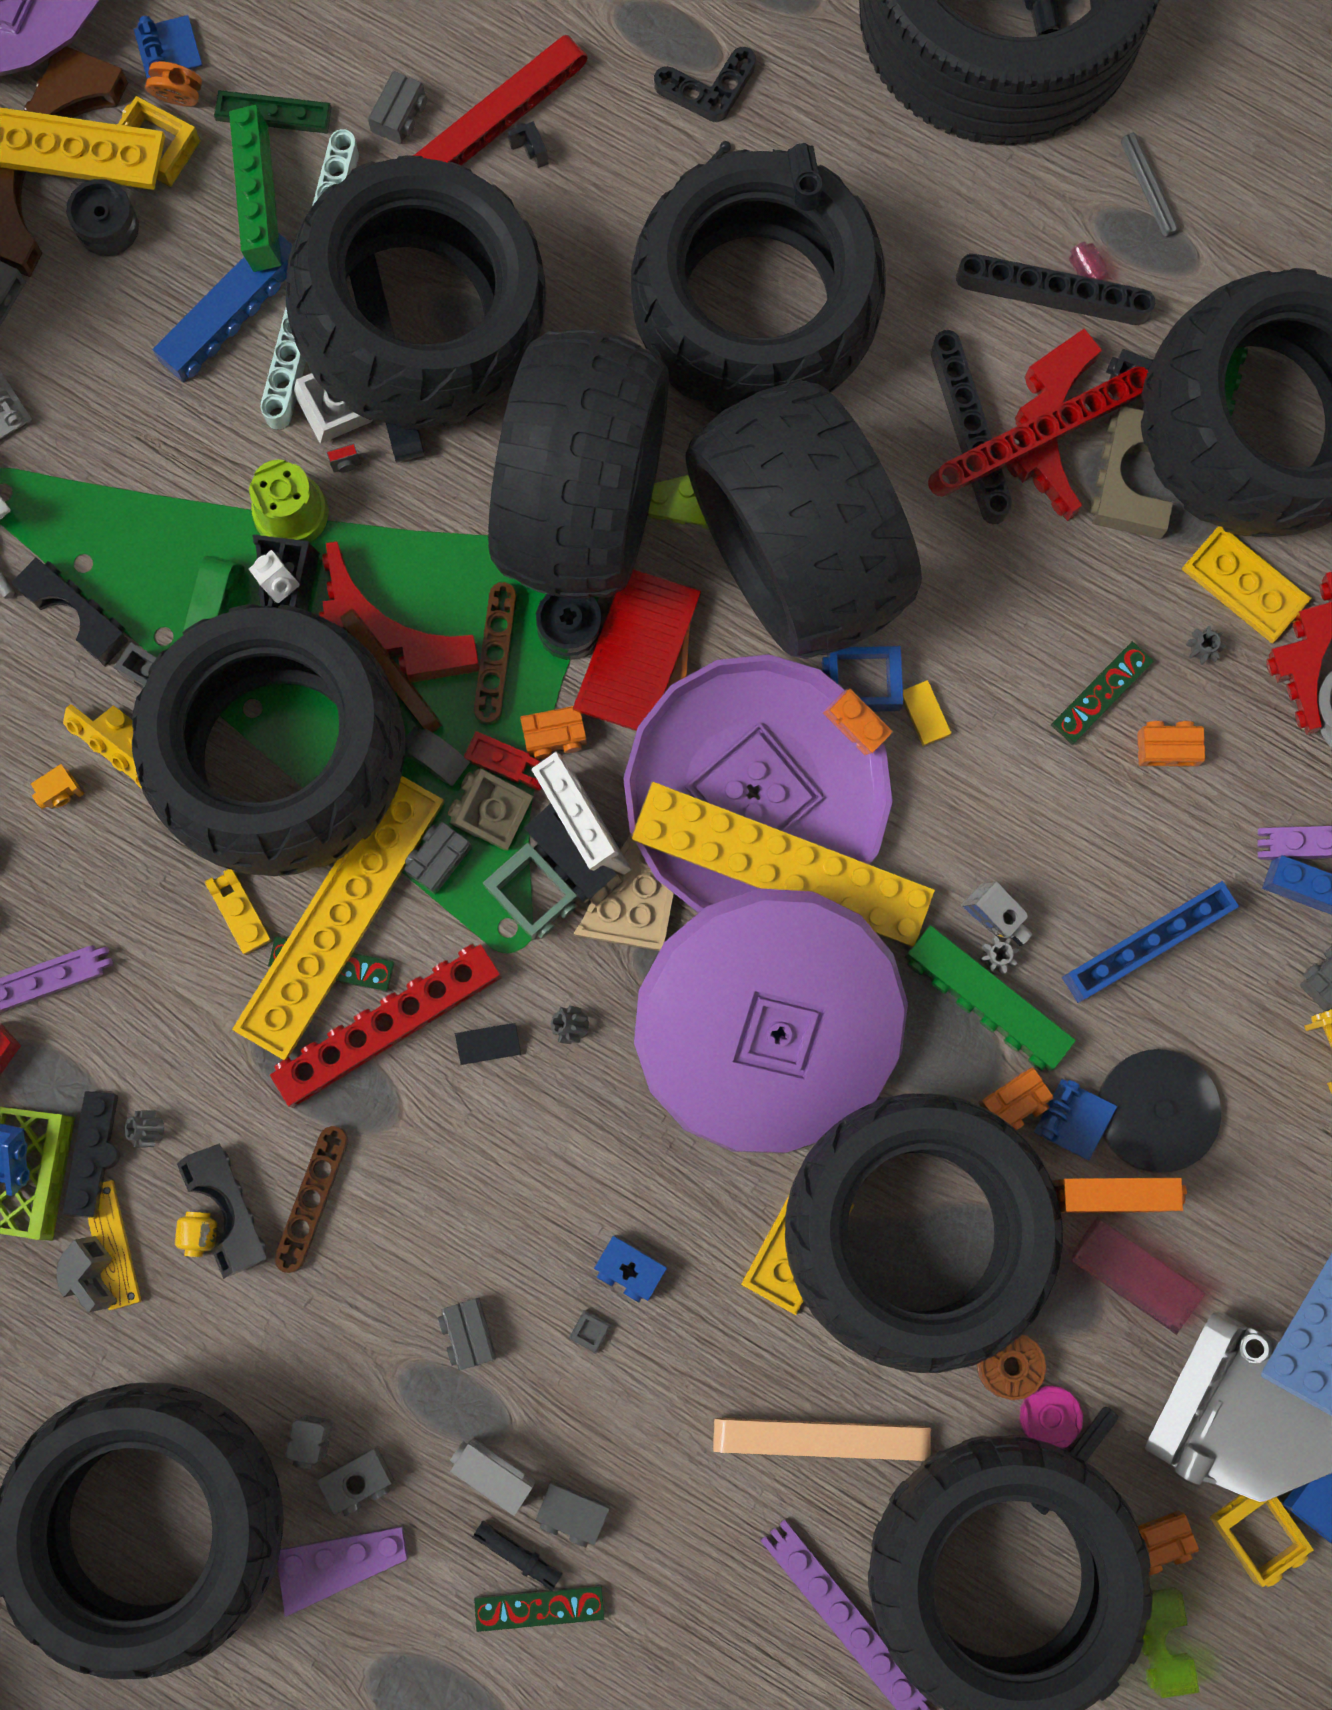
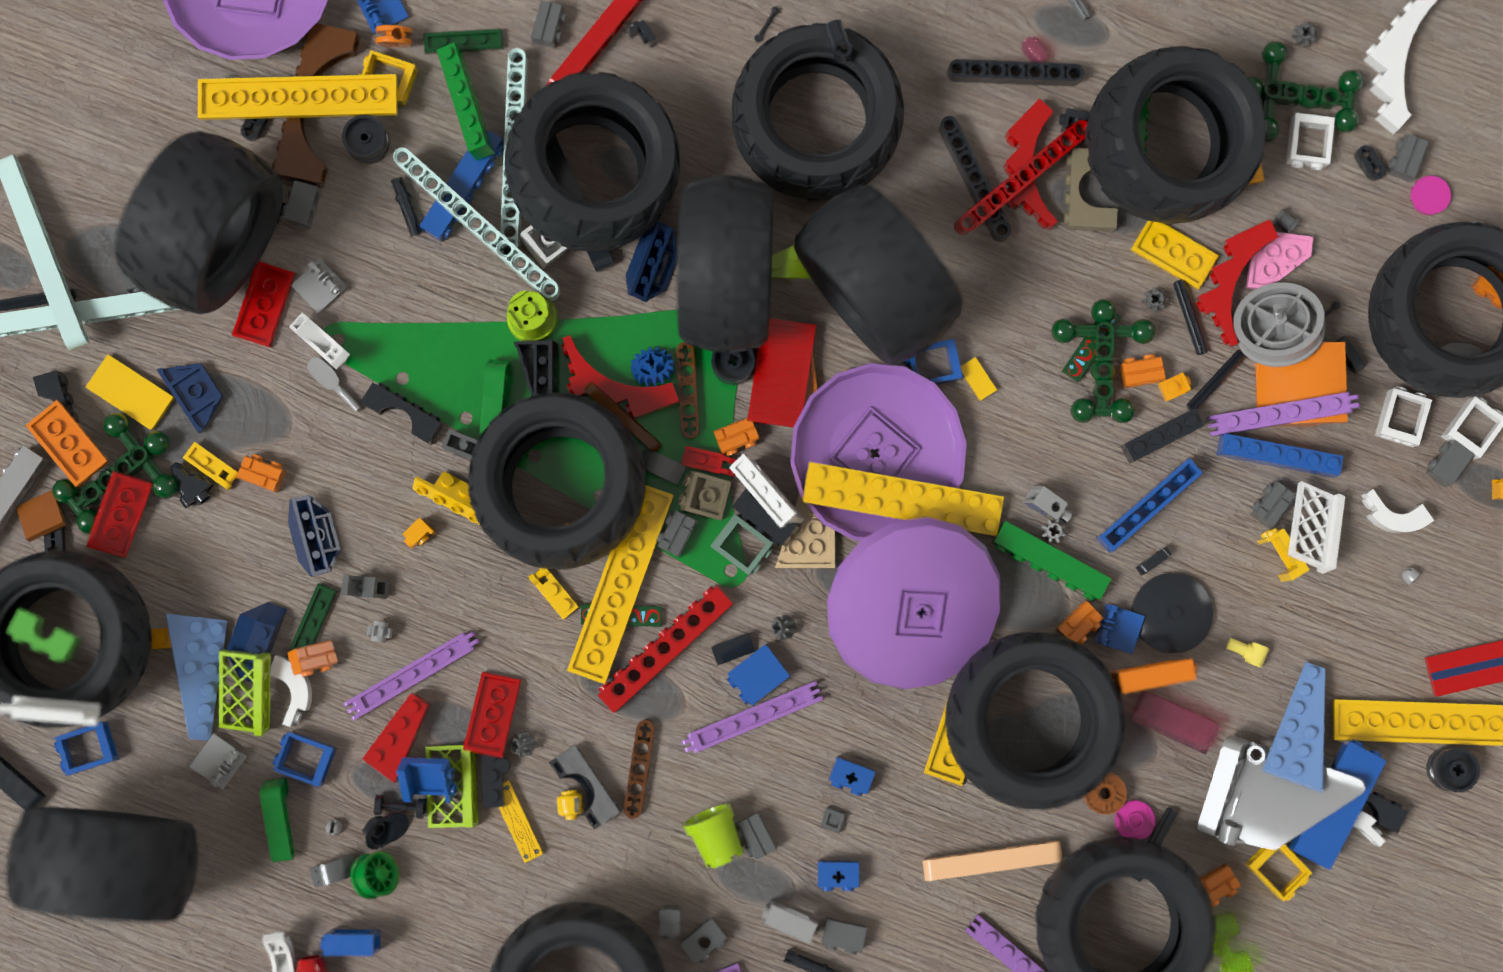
camera: 10 degrees left, 5 degrees up
(80, 1271) = (502, 843): dark grey brick -> none
(106, 1076) = (492, 715): none -> red tile
(140, 311) = (404, 201): none -> black pin
(227, 347) = (471, 216): none -> light aqua beam
(274, 576) = (534, 368): white bracket -> none
(344, 458) = (562, 277): dark grey plate -> none
(403, 1320) = (715, 835): none -> lime piece
(449, 608) = (642, 366): none -> blue gear
(468, 470) = (652, 263): none -> dark blue wedge
(497, 1153) = (752, 718): none -> medium lavender hinge
(516, 1089) = (757, 675): none -> blue panel
(597, 1410) = (827, 869): none -> blue brick
(857, 722) = (935, 397): orange brick -> none
(1127, 647) = (1103, 312): none -> dark green piece
(1143, 1026) = (1153, 560): none -> black beam
(1185, 842) = (1162, 435): none -> black arch
(1216, 776) = (1175, 386): none -> light orange bracket
(1255, 680) = (1190, 317): none -> black axle
(1273, 1194) = (1253, 653): none -> light yellow pin
(1278, 778) = (1216, 380): none -> black axle

